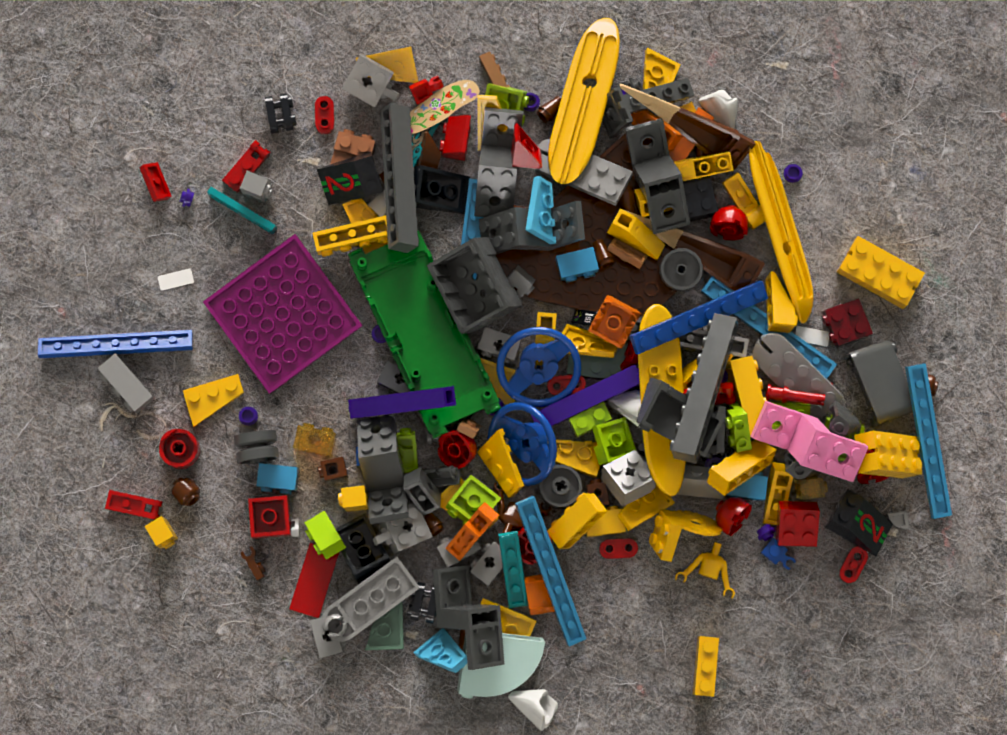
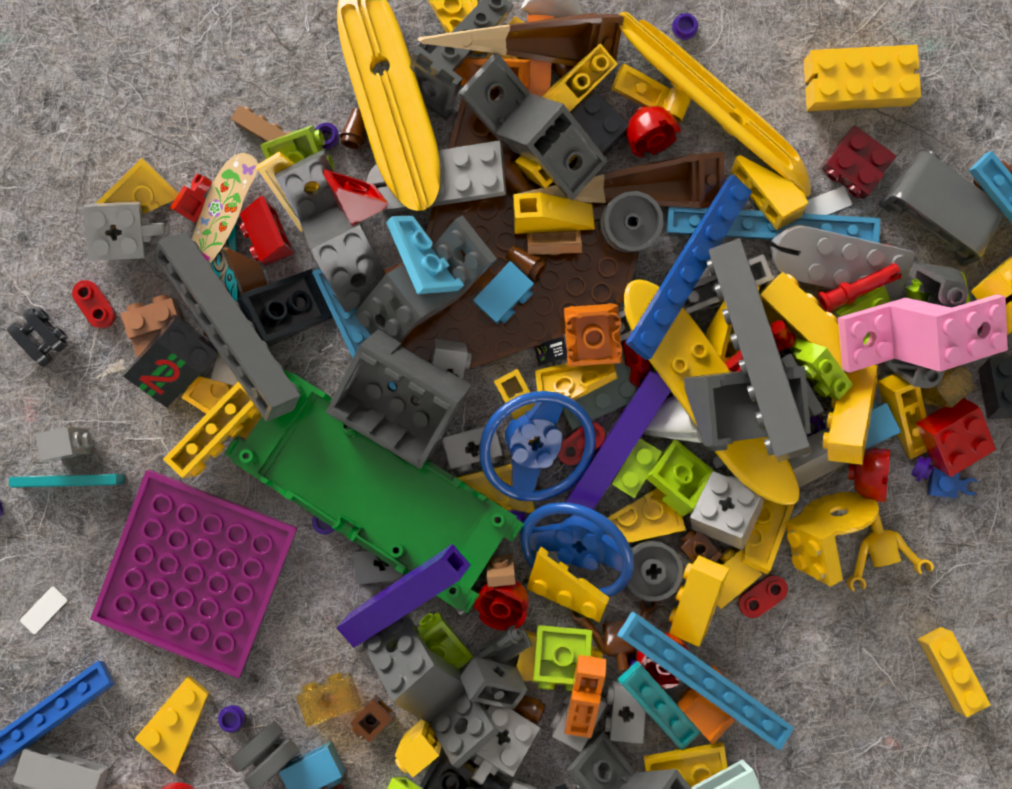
camera: 25 degrees left, 5 degrees up
(246, 163) = (39, 419): red plate -> none

